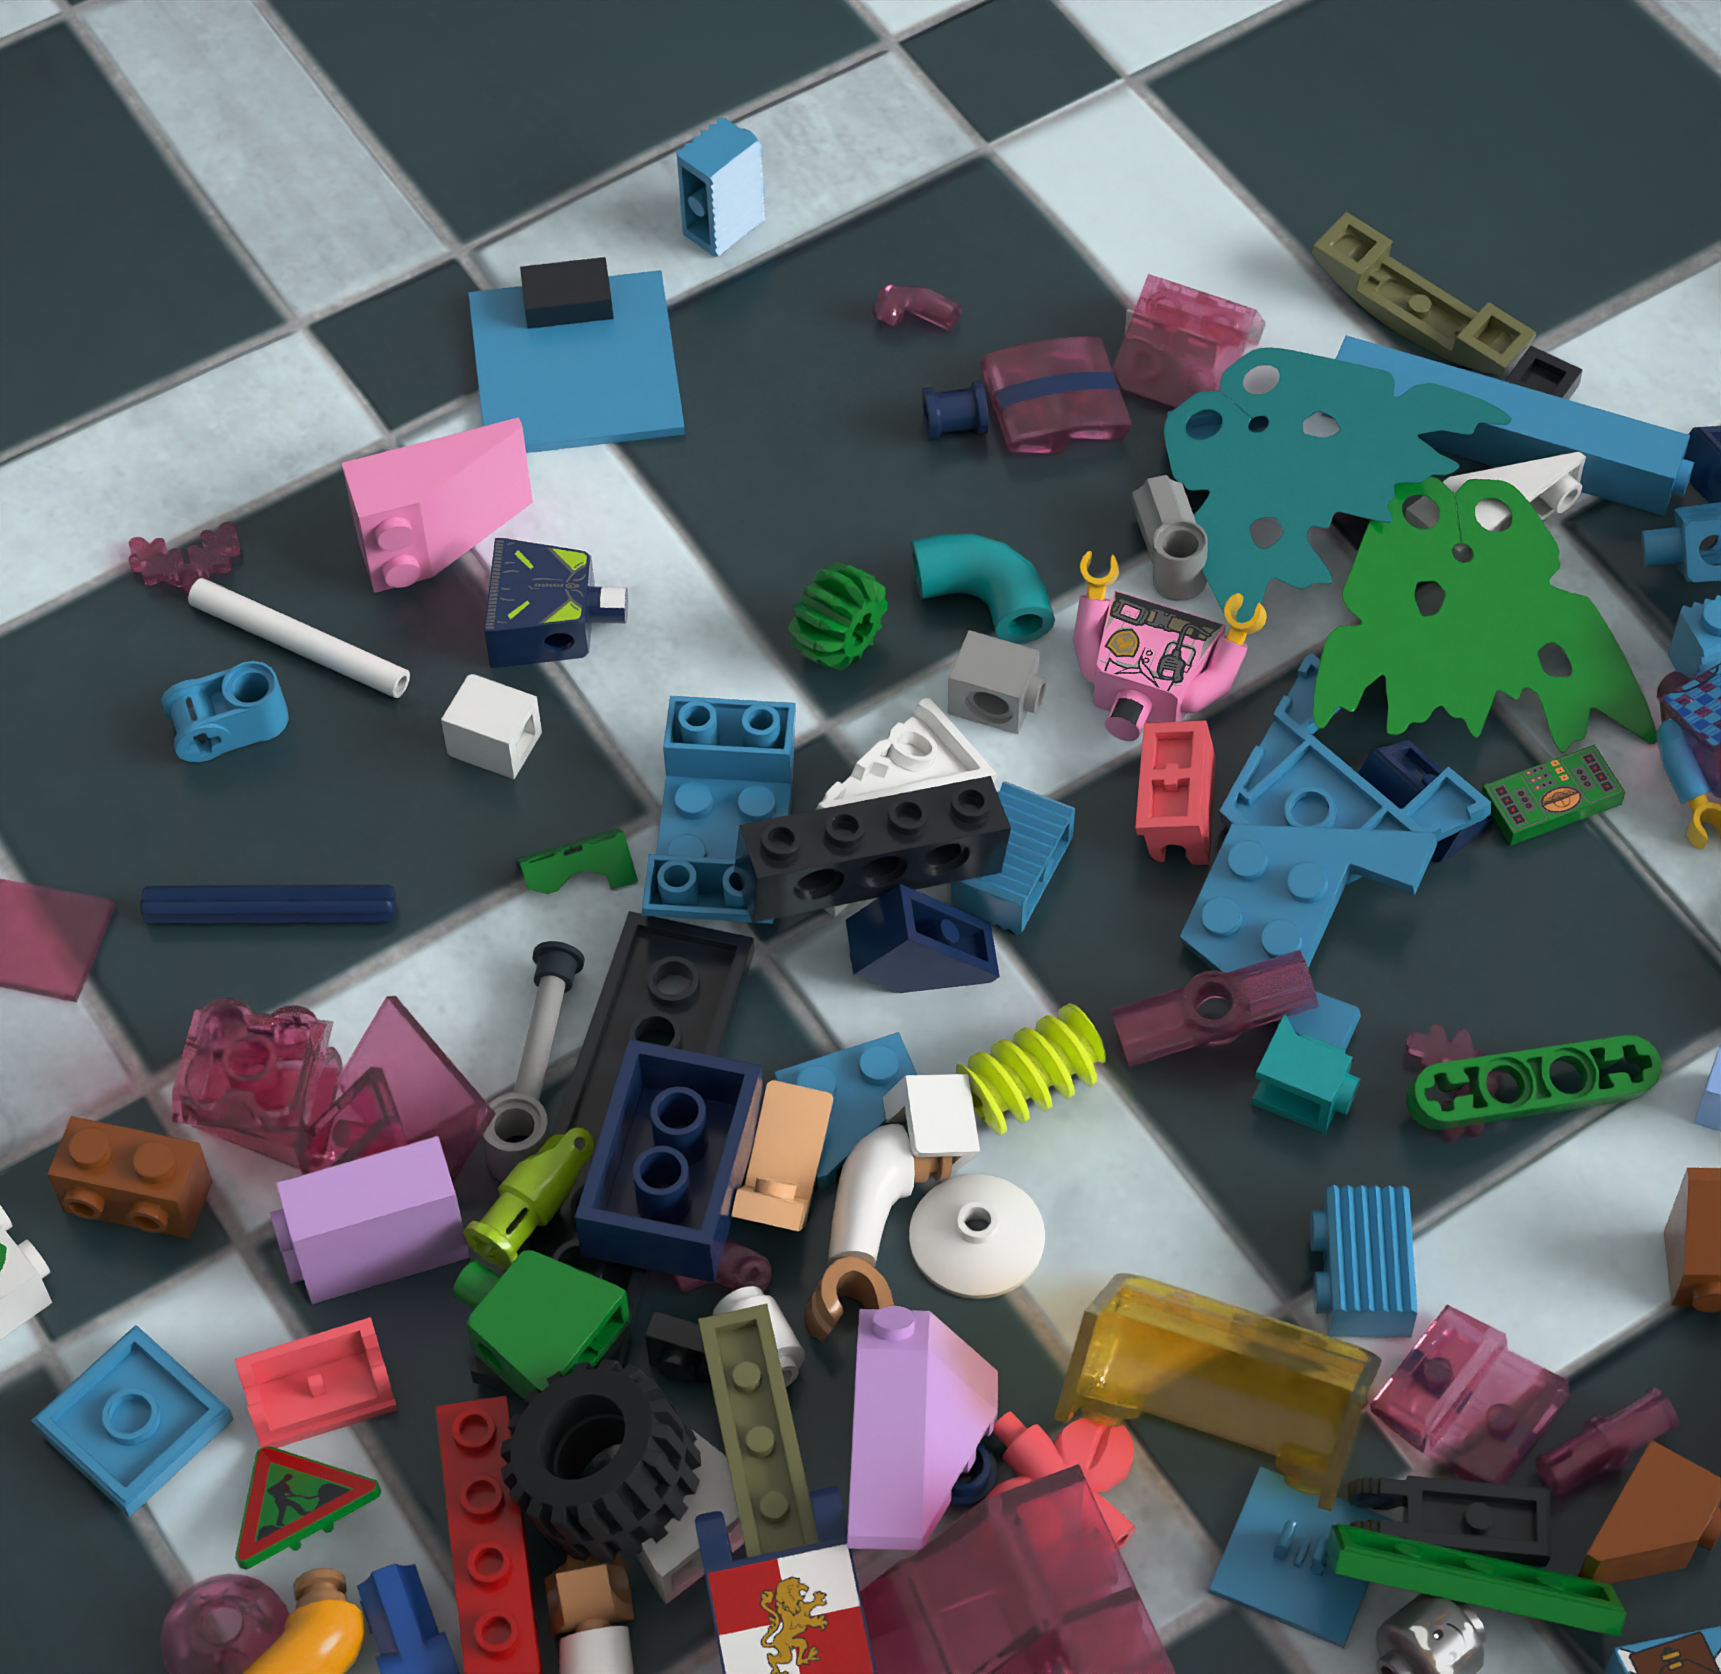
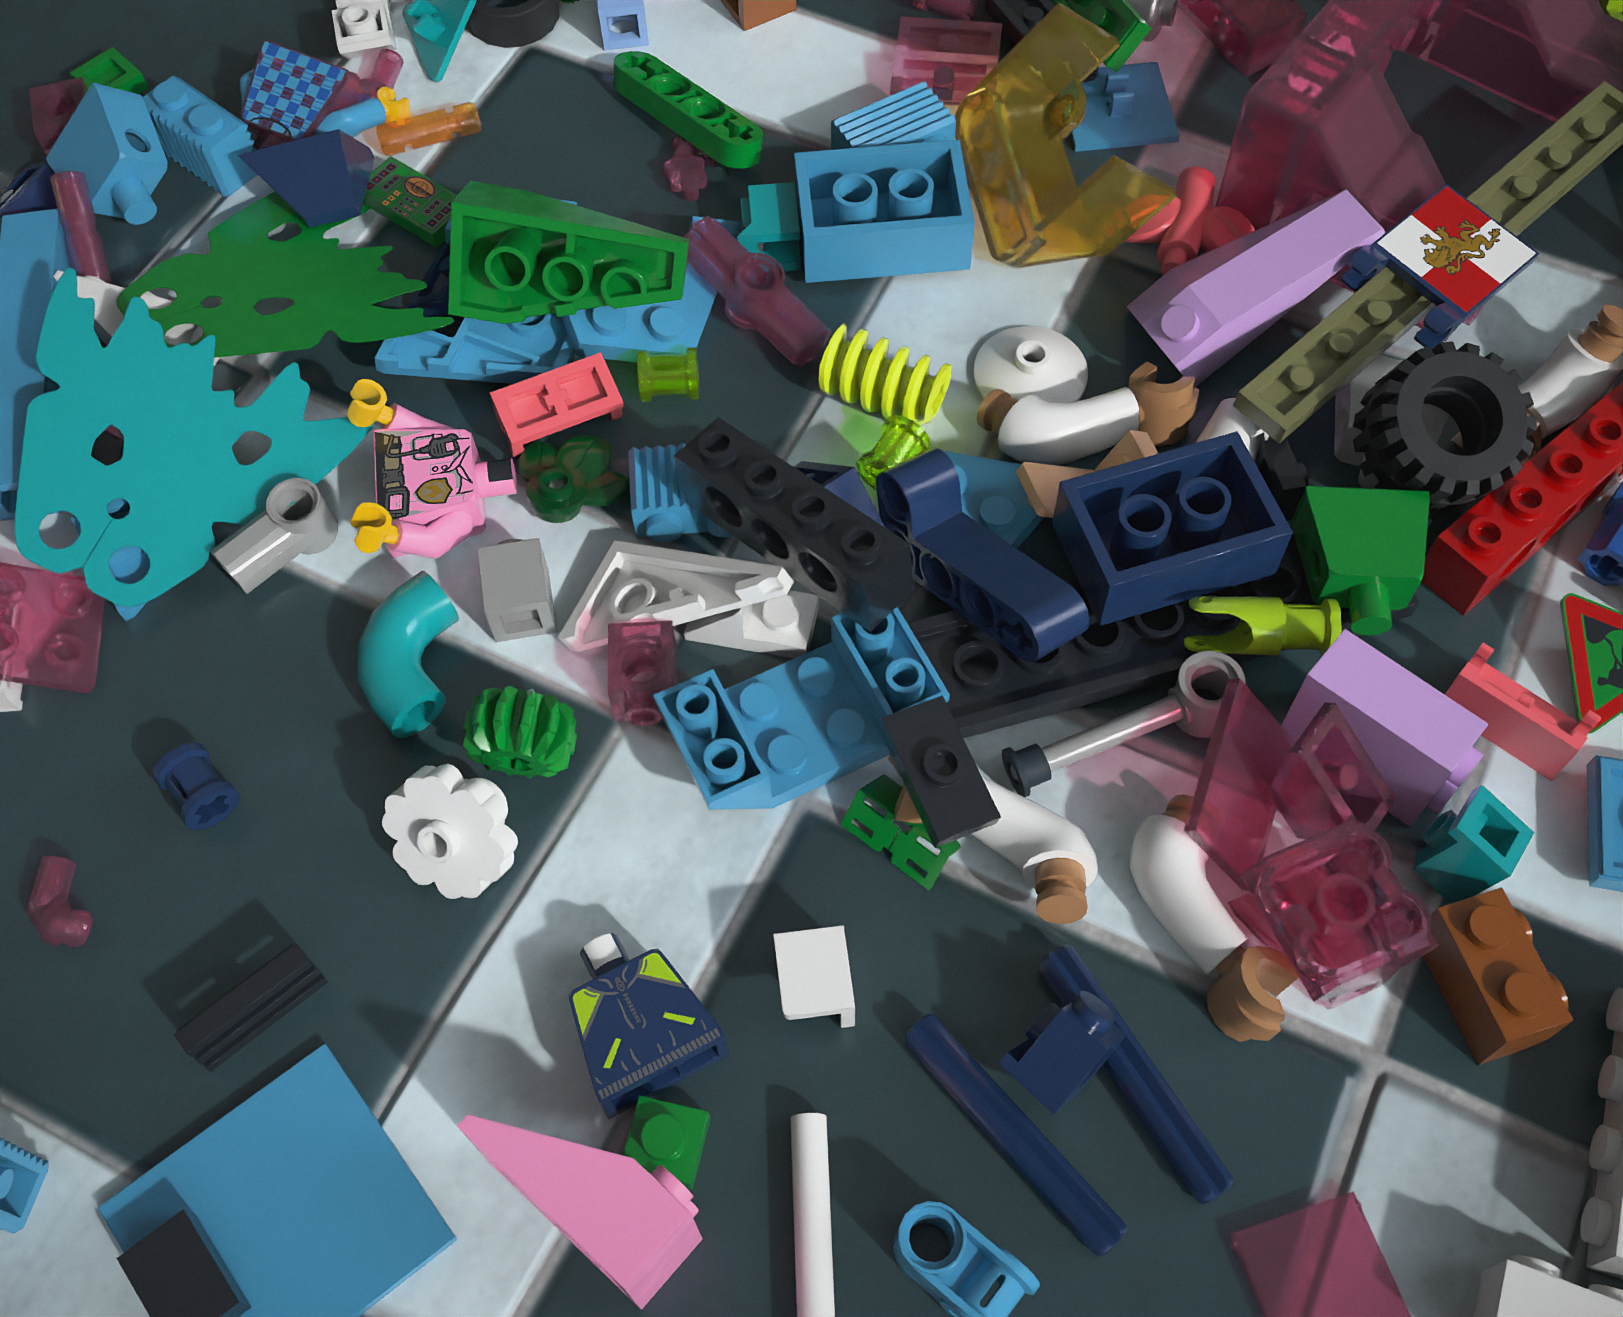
camera: 120 degrees left, 5 degrees up
(228, 1227) = (1472, 848): none -> teal brick
(289, 801) = (1016, 1135): none -> dark blue axle
(309, 843) = (1064, 1050): none -> dark blue brick
(343, 1000) = (1175, 888): none -> piece
(451, 593) = (668, 1137): none -> green plate
(483, 934) = (1040, 843): none -> white piece
(574, 852) = (938, 771): none -> black plate
(737, 386) = (250, 1007): none -> black tile
(757, 1004) = (973, 567): none -> dark blue beam
(785, 546) = (450, 831): none -> white plant
(840, 713) = (634, 650): none -> clear pink brick
(937, 1116) = (968, 407): white panel -> none
(941, 1034) = (899, 441): none -> clear neon green bush
(1054, 394) = (132, 714): clear pink slope -> none
(1101, 786) = (570, 477): none -> dark green plate
(1164, 901) = (668, 374): none -> clear neon green bush
(1247, 1174) = (883, 211): none -> dark azure brick
(1339, 791) = (544, 256): none -> green wedge
(1608, 706) = (317, 175): none -> dark blue slope
(1652, 495) = (79, 222): none -> clear pink piece
(1655, 847) = (428, 128): none -> clear orange axle

